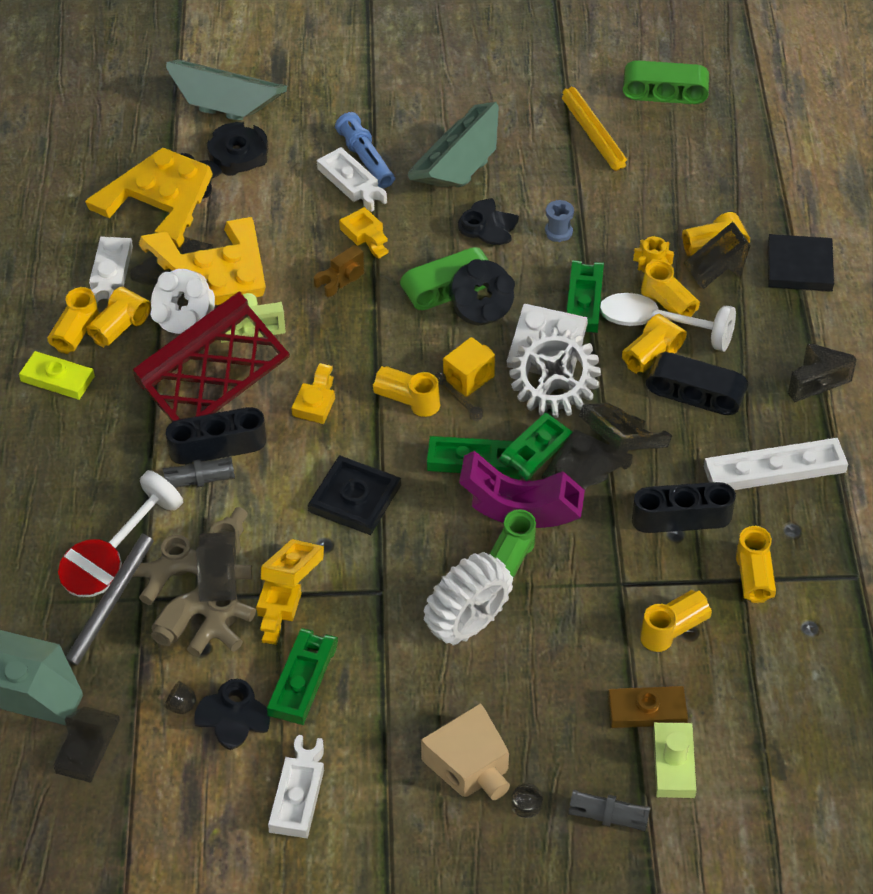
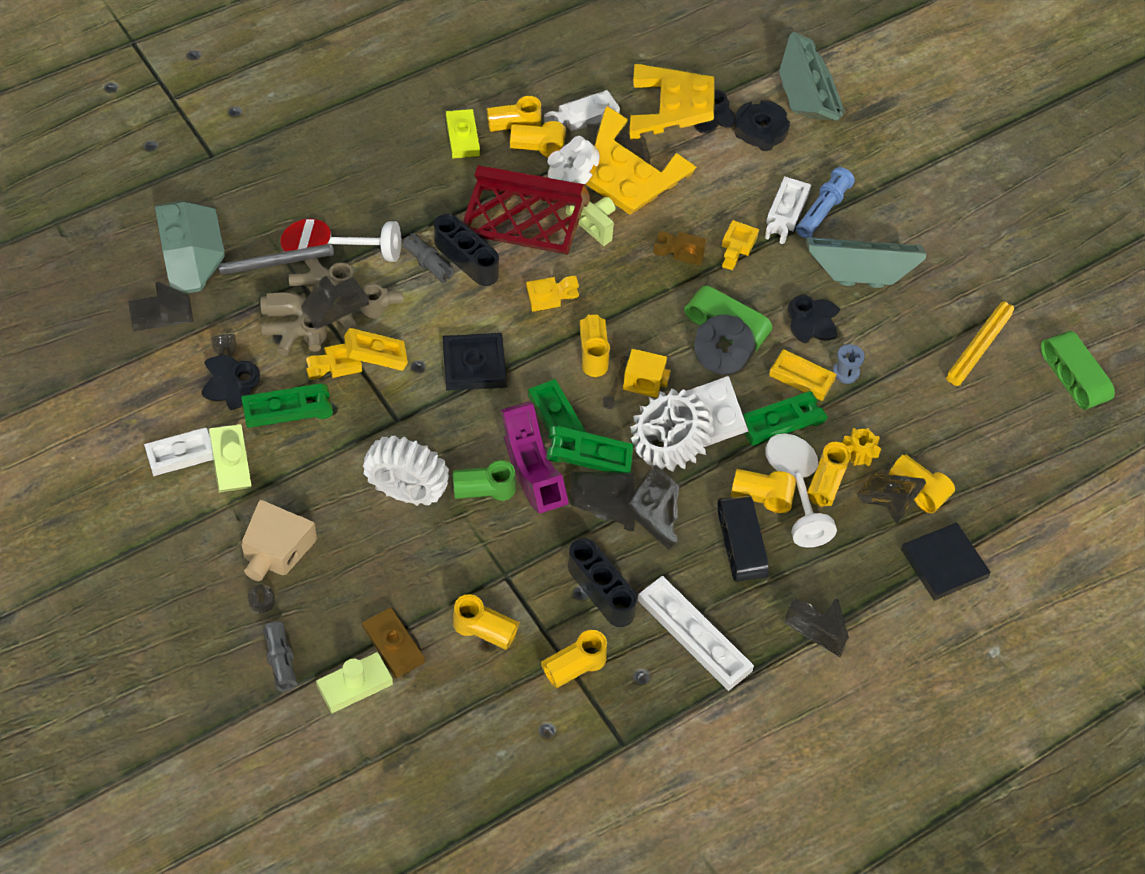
camera: 55 degrees right, 5 degrees up
(342, 750) = (229, 458): none -> yellowish green tile
(542, 260) = (802, 374): none -> yellow tile

